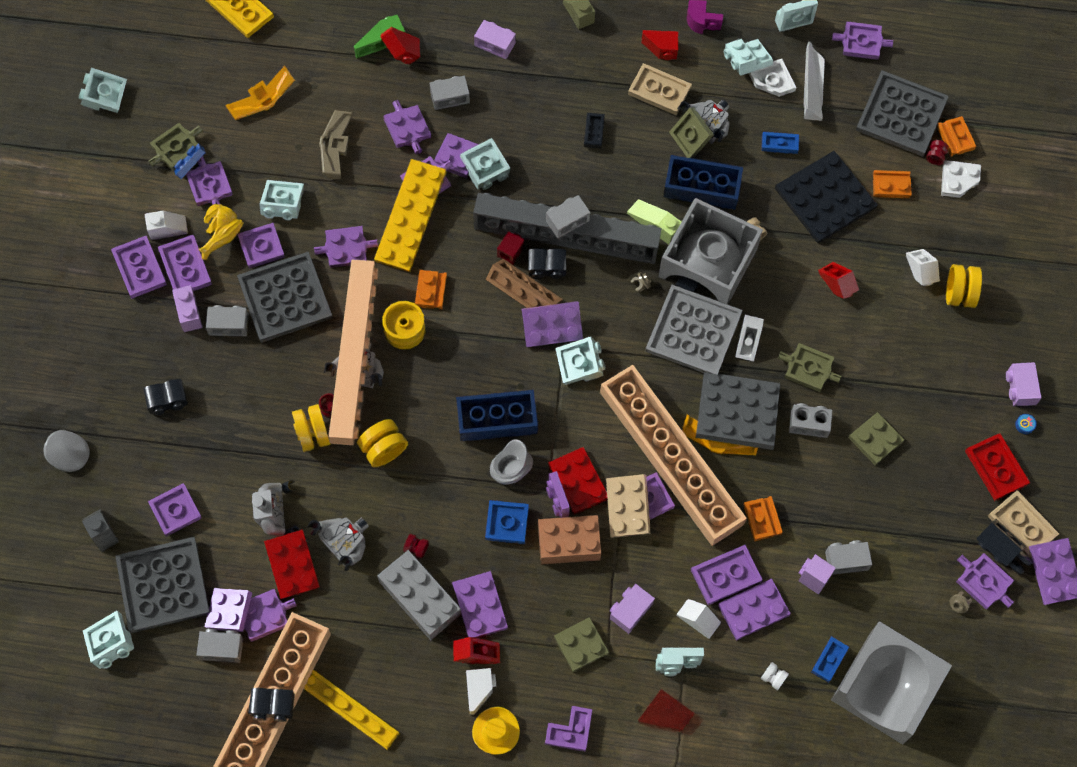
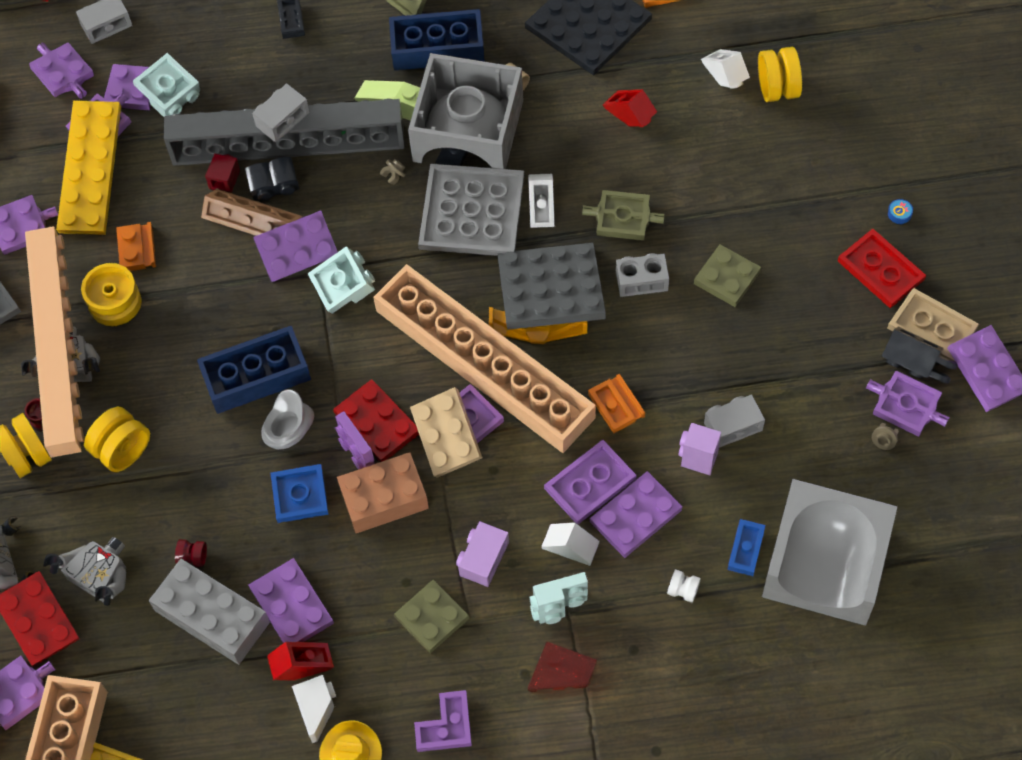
camera: 10 degrees left, 5 degrees down
(1023, 384) = (884, 167): lavender brick -> none

